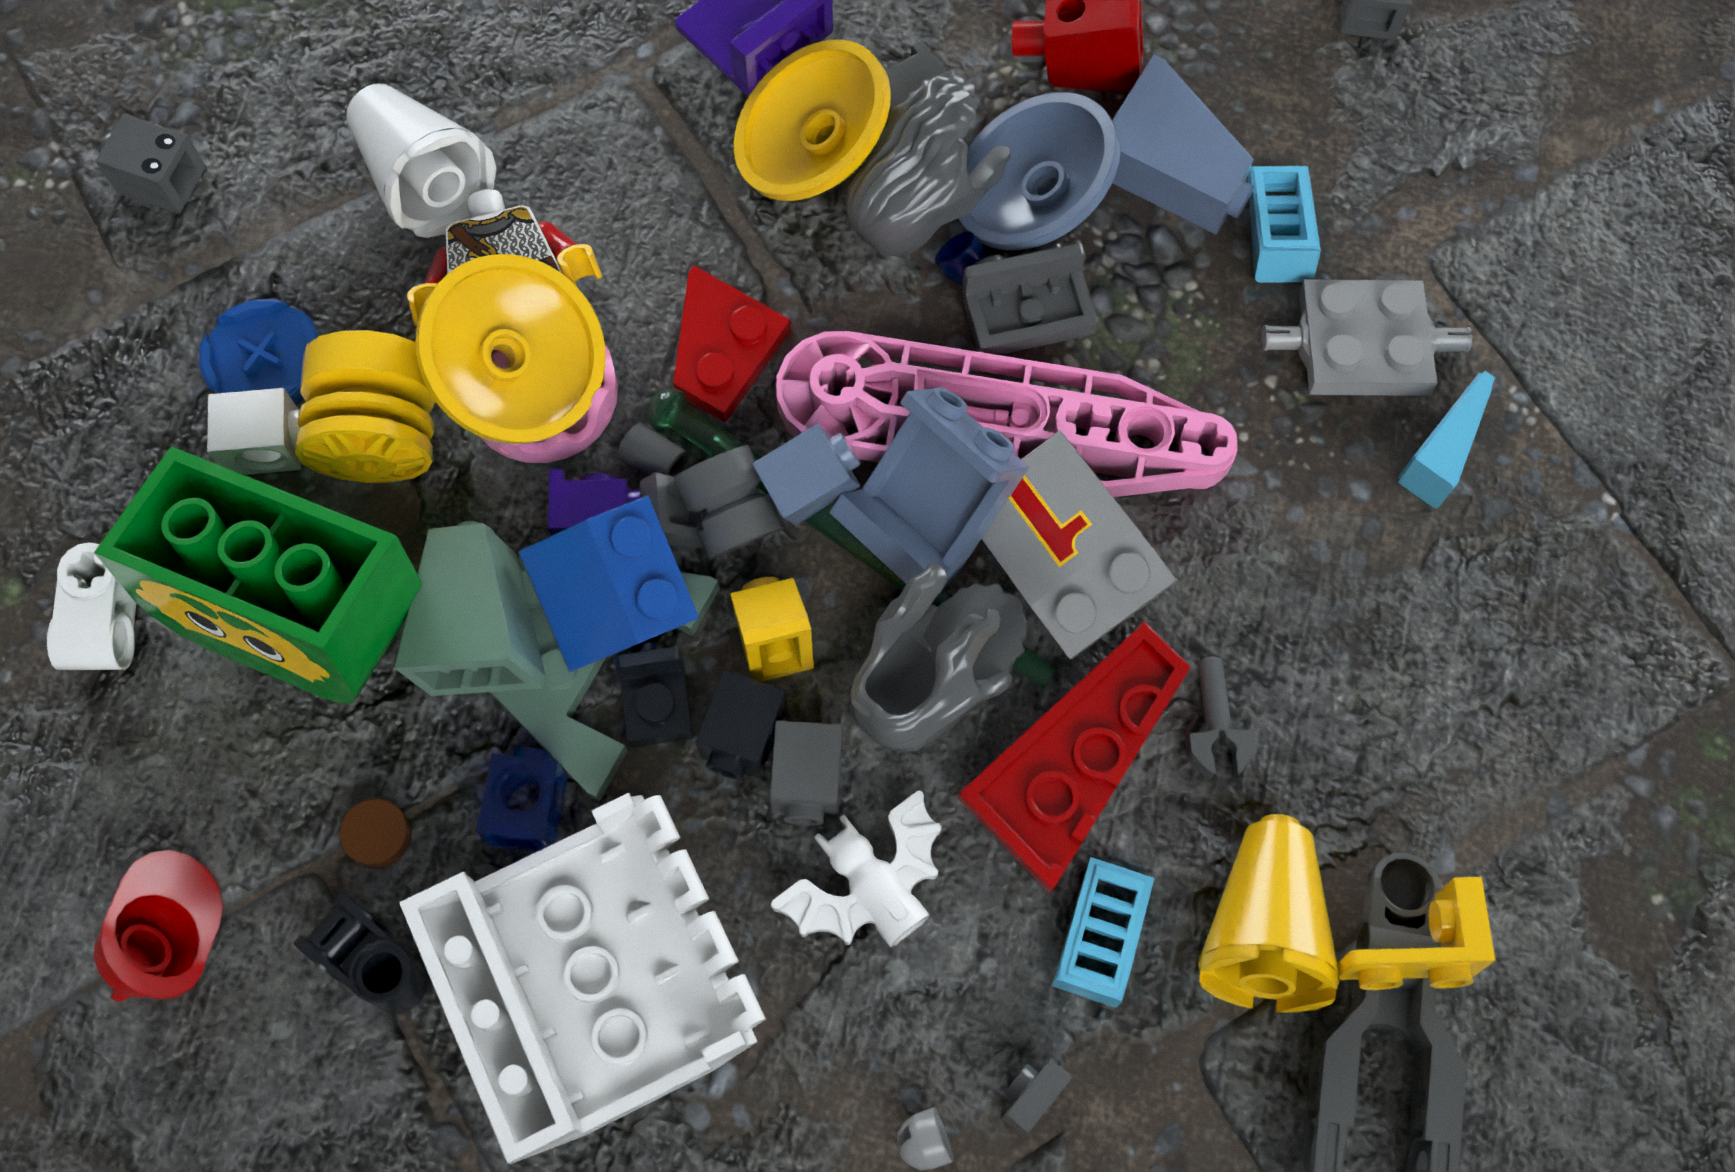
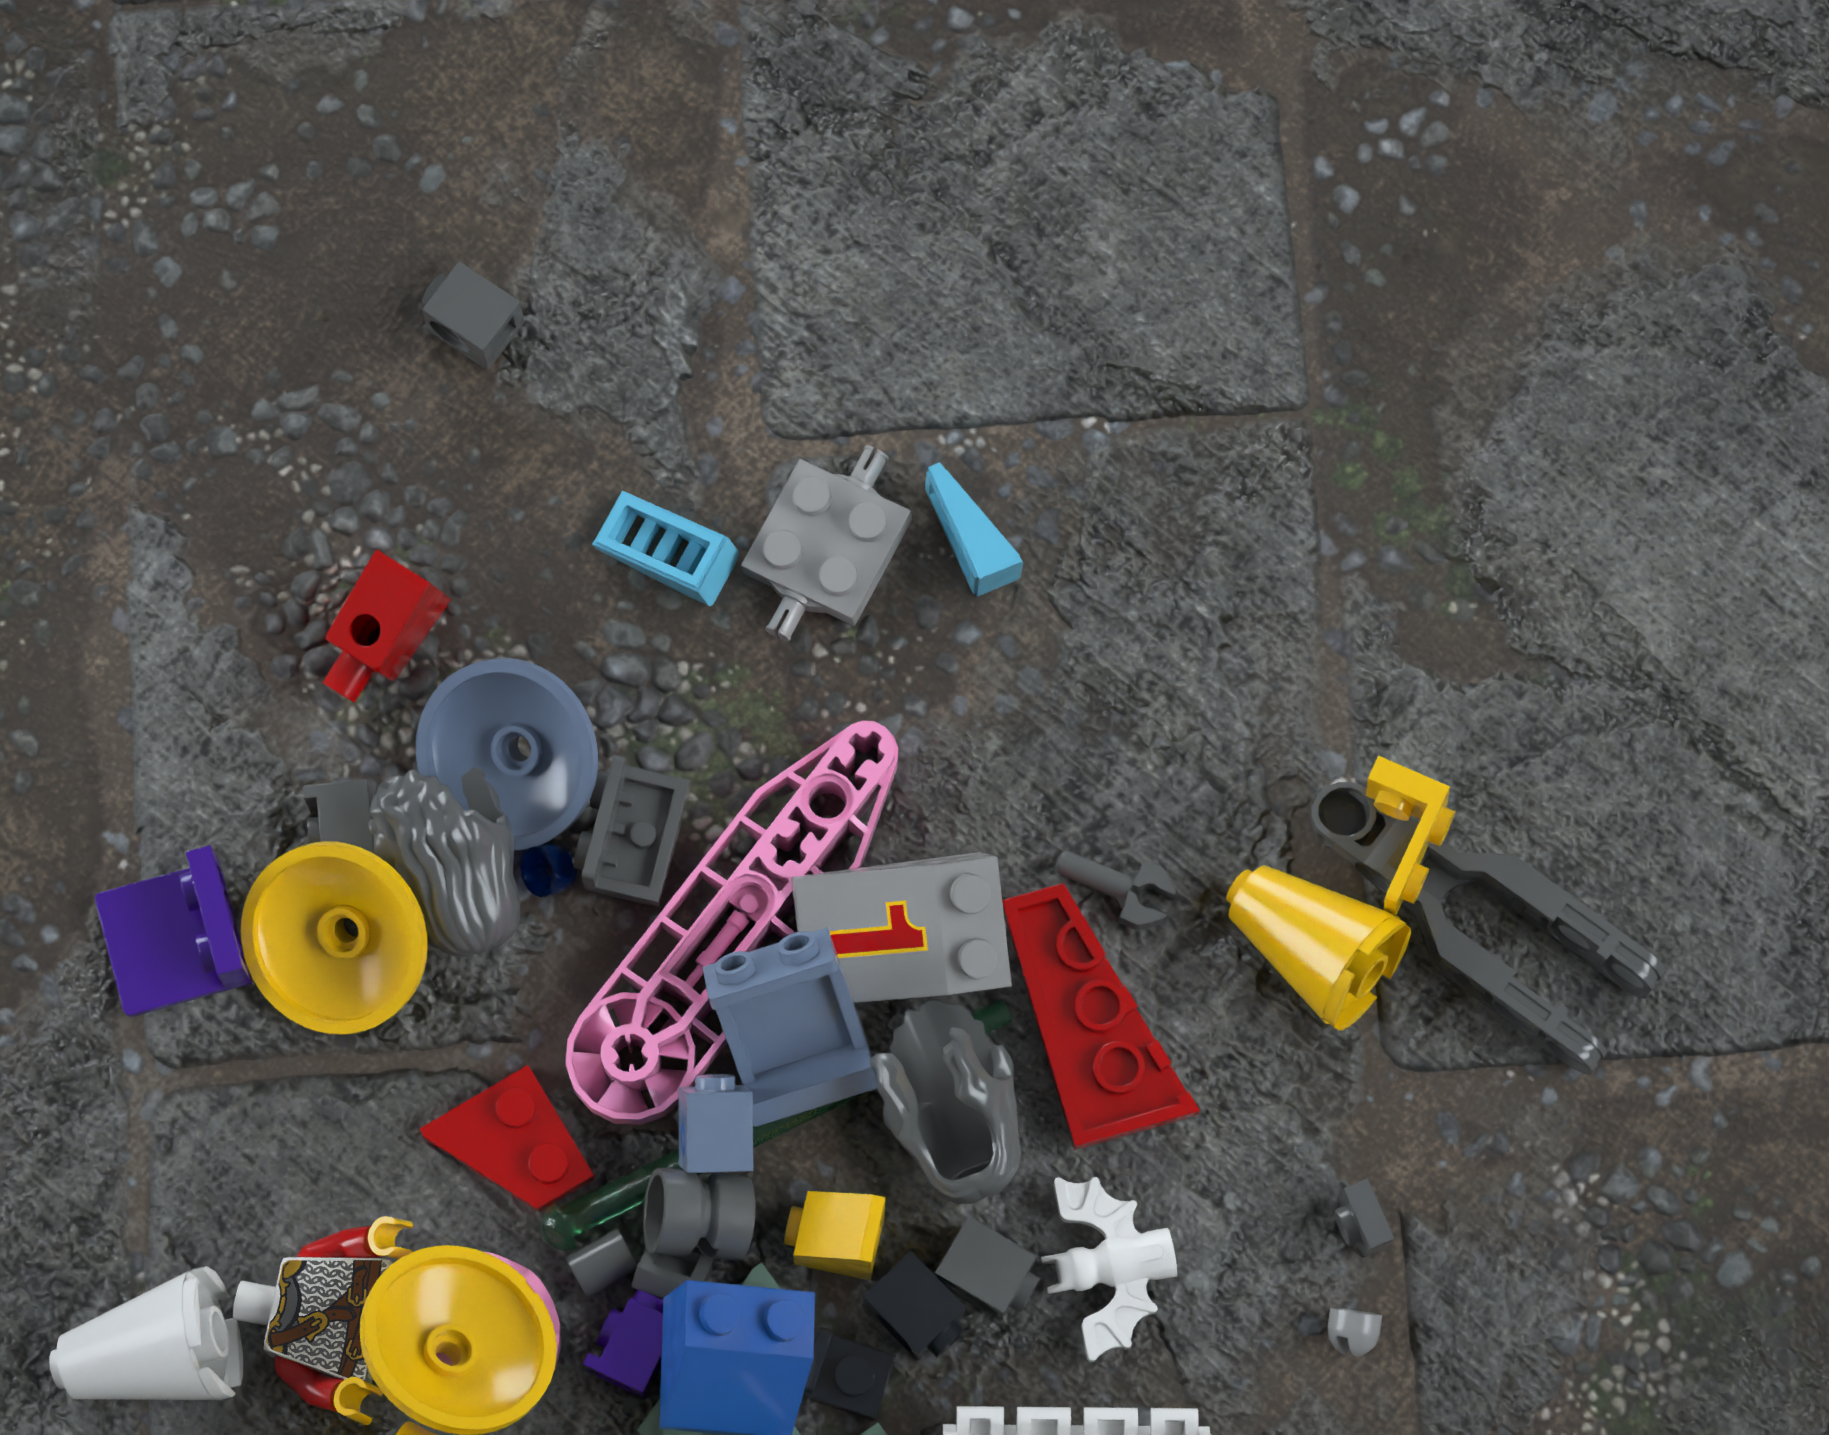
camera: 65 degrees left, 5 degrees up
(1087, 982) = (1254, 1119): medium azure slope -> none
(1179, 151) = (546, 603): sand blue slope -> none

